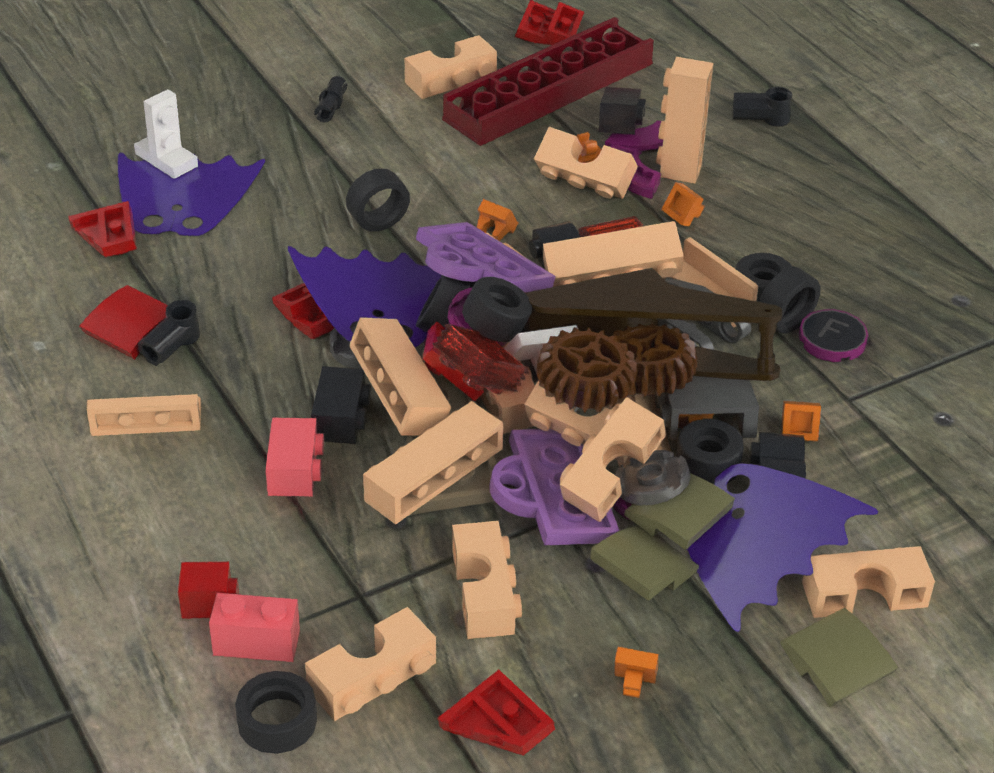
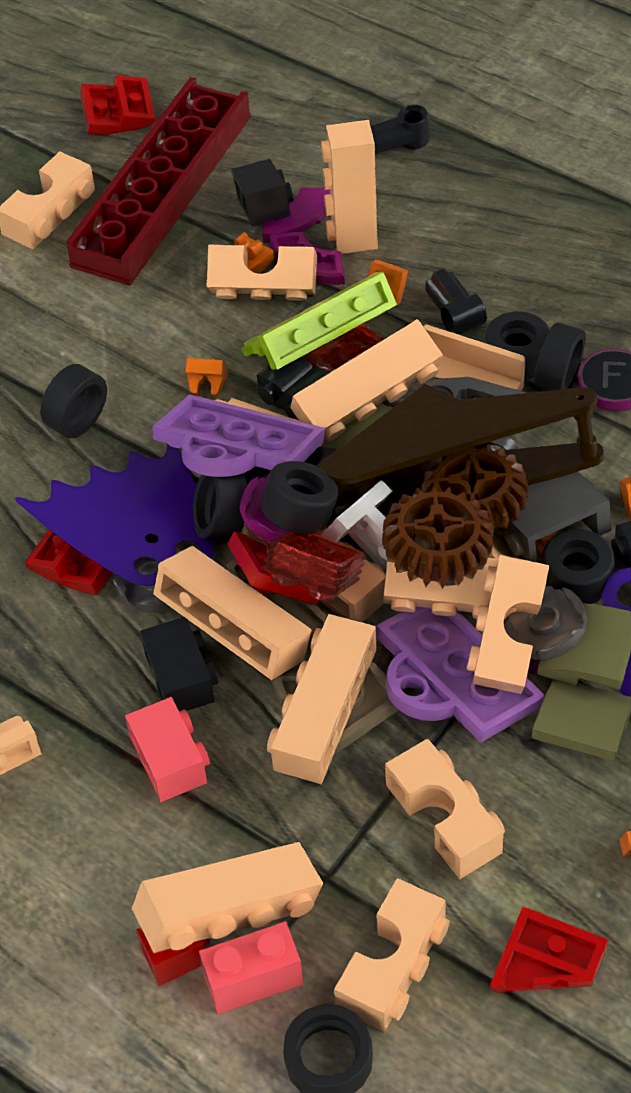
camera: 20 degrees left, 10 degrees up
(264, 564) = (226, 897): none -> light nougat brick
(607, 206) = (323, 321): none -> lime fence
(730, 238) = (457, 308): none -> black piece

